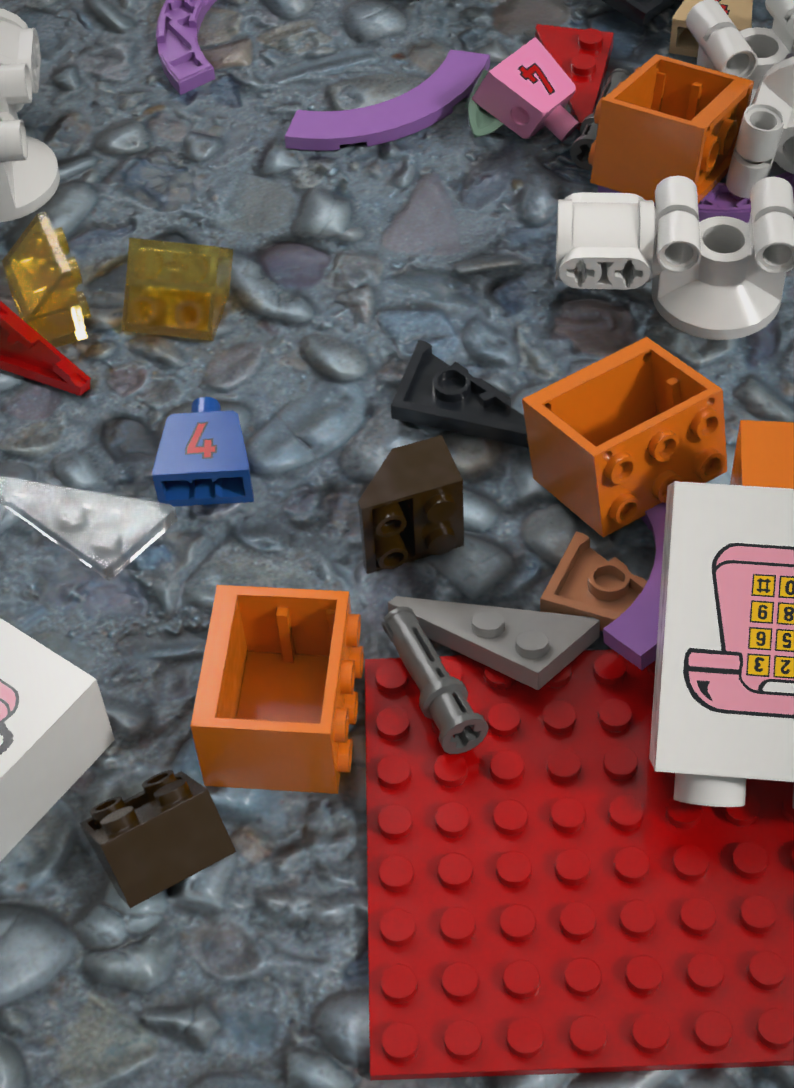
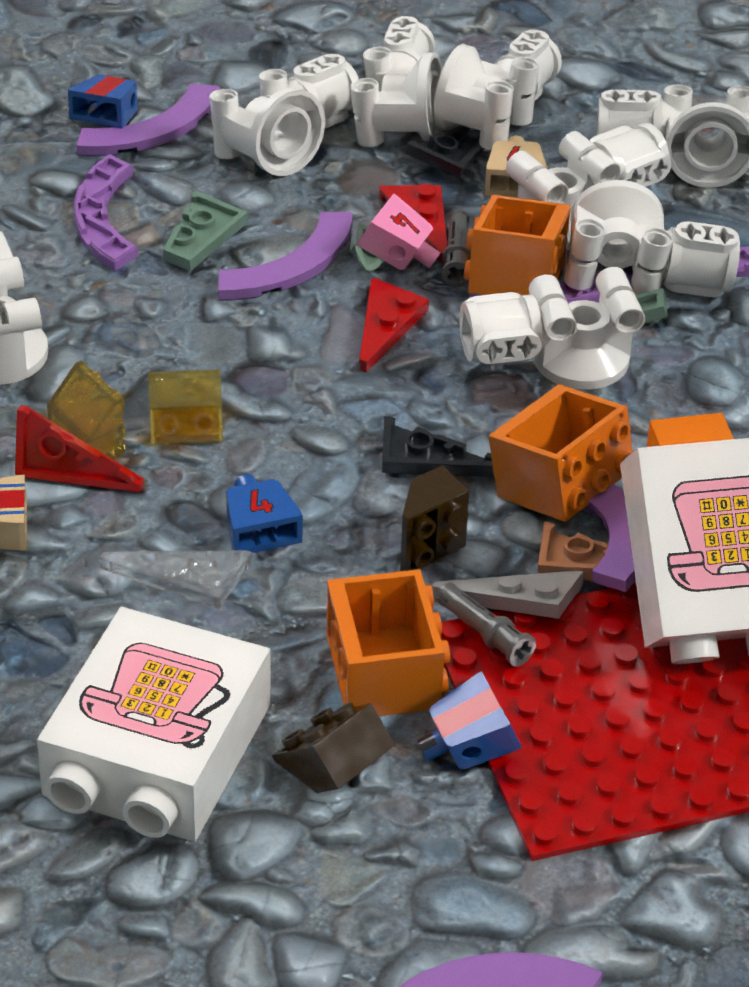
camera: 20 degrees left, 10 degrees down
(298, 56) = (202, 230): none -> sand green wing
(351, 841) = (469, 726): none -> blue torso
(483, 200) = (388, 317): none -> red wing

